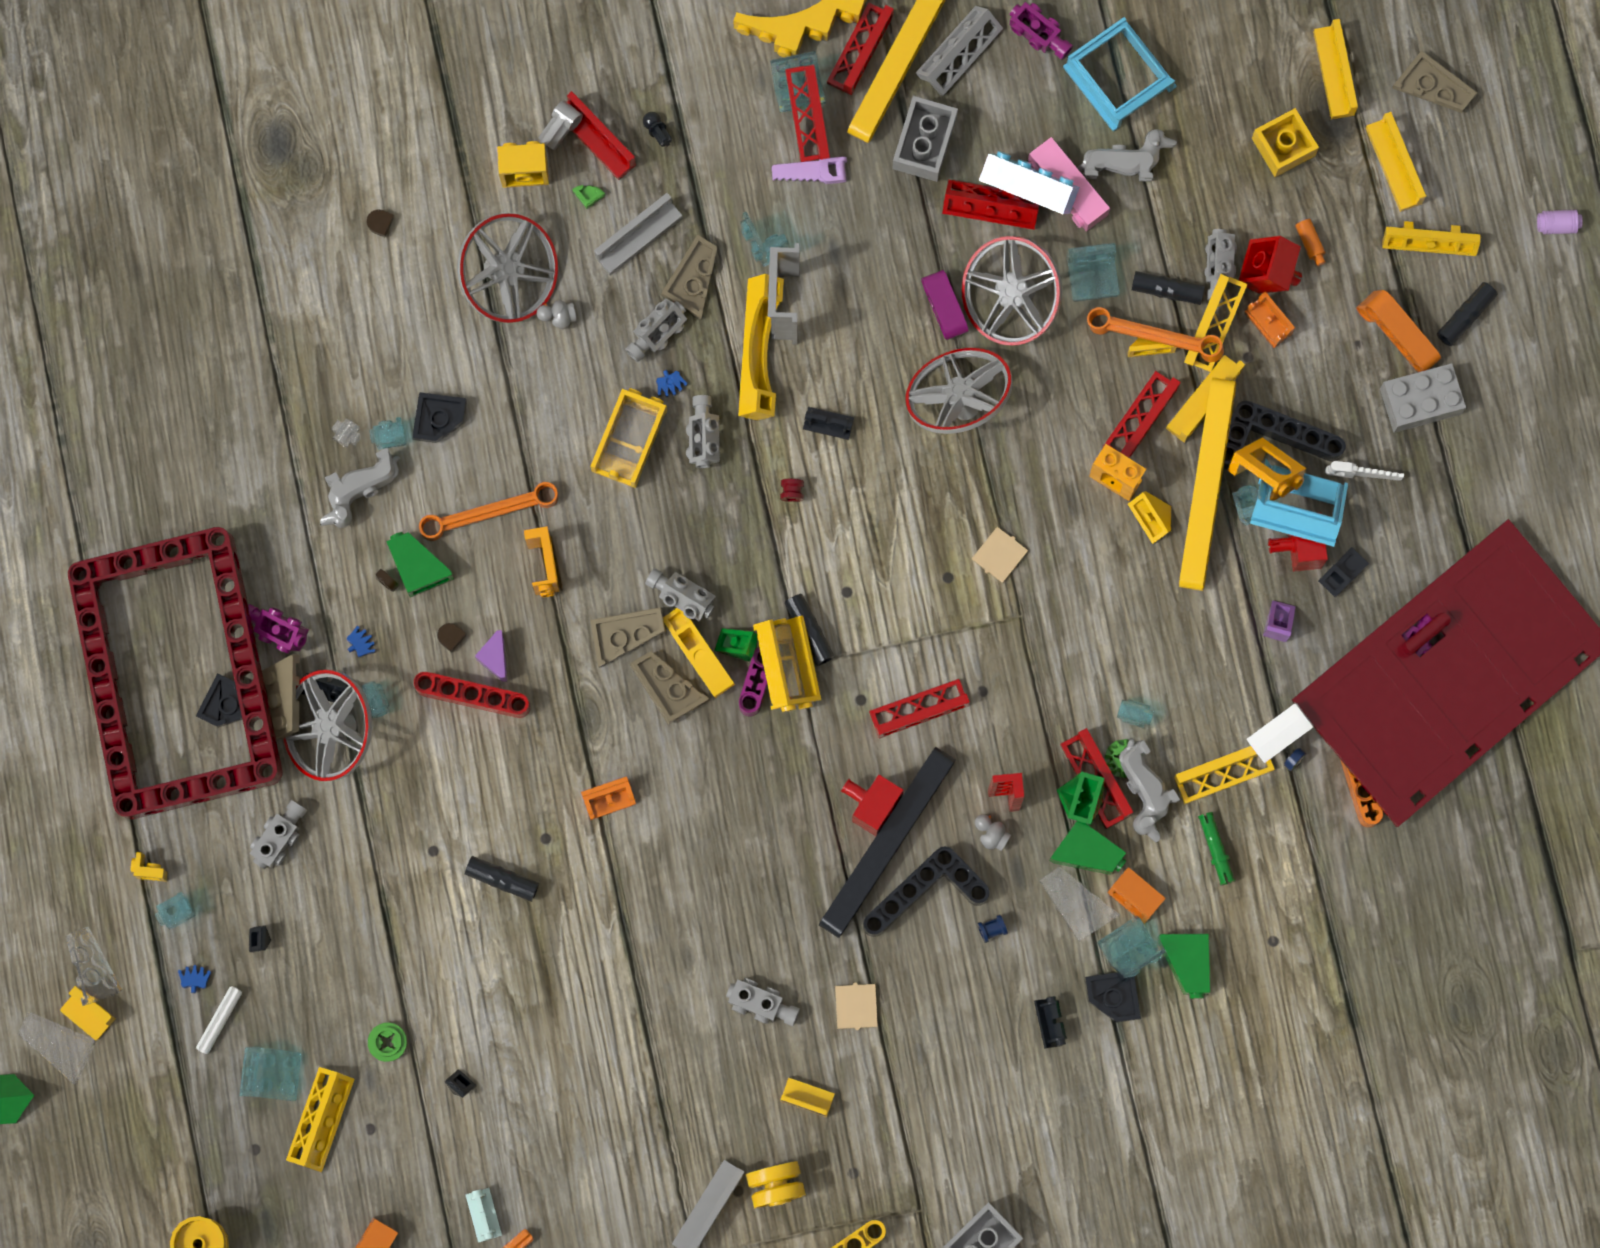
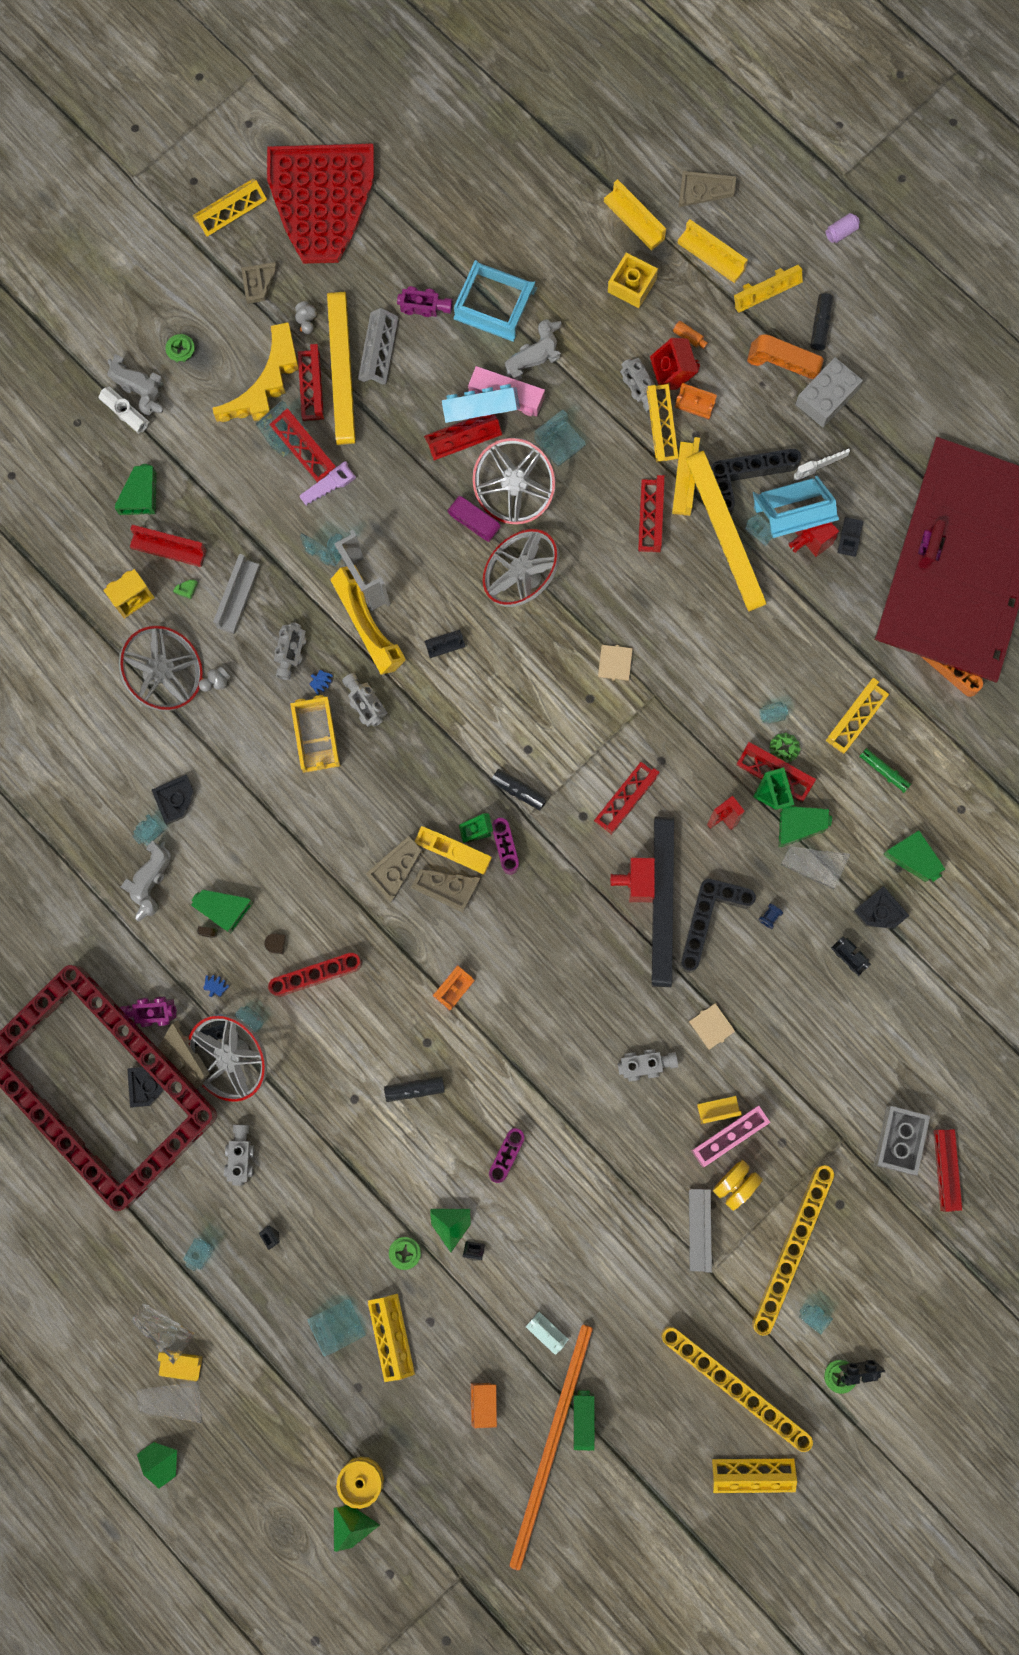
camera: 25 degrees left, 0 degrees up
(150, 872) = (164, 1236): yellow bracket -> none
(194, 979) = (241, 1293): blue piece -> none
(219, 1020) = (276, 1311): white axle -> none
(346, 433) = (117, 847): clear gear -> none
(379, 222) = (53, 691): dark brown tile -> none
(453, 1042) = (450, 1225): none -> green slope
(488, 511) = (249, 842): orange piece -> none
(493, 656) = (313, 939): medium lavender slope -> none
(540, 538) = (295, 839): light orange panel -> none
(546, 1003) = (504, 1149): none -> magenta beam
(564, 120) = (138, 547): light grey piece -> none
(601, 58) = (139, 492): none -> green slope
(656, 128) = (206, 517): black axle -> none
(684, 594) = (418, 815): light grey brick -> none
(692, 277) = (291, 601): dark tan wing -> none
(788, 663) = (520, 820): yellow door -> none
(792, 490) = (448, 703): dark red wheel -> none
(801, 1131) = (730, 1136): none -> bright pink brick
(925, 138) = (392, 416): light grey brick -> none
(996, 832) = (732, 851): light grey animal -> none
(1117, 468) = (661, 556): light orange panel -> none
(1130, 948) = (873, 872): clear light blue bracket -> none
(1136, 895) = (852, 834): orange hinge -> none
(1145, 347) = (628, 462): yellow slope -> none
(1148, 787) = (814, 756): light grey animal -> none
(1152, 515) = (700, 575): yellow slope -> none
(1155, 334) = (628, 453): orange piece -> none
(1168, 288) = (615, 420): black axle -> none
(1251, 458) = (742, 497): light orange panel -> none
(1279, 621) = (830, 594): medium lavender slope -> none
(1280, 732) = (882, 665): white piece -> none
(1294, 759) = (898, 679): dark blue tile -> none

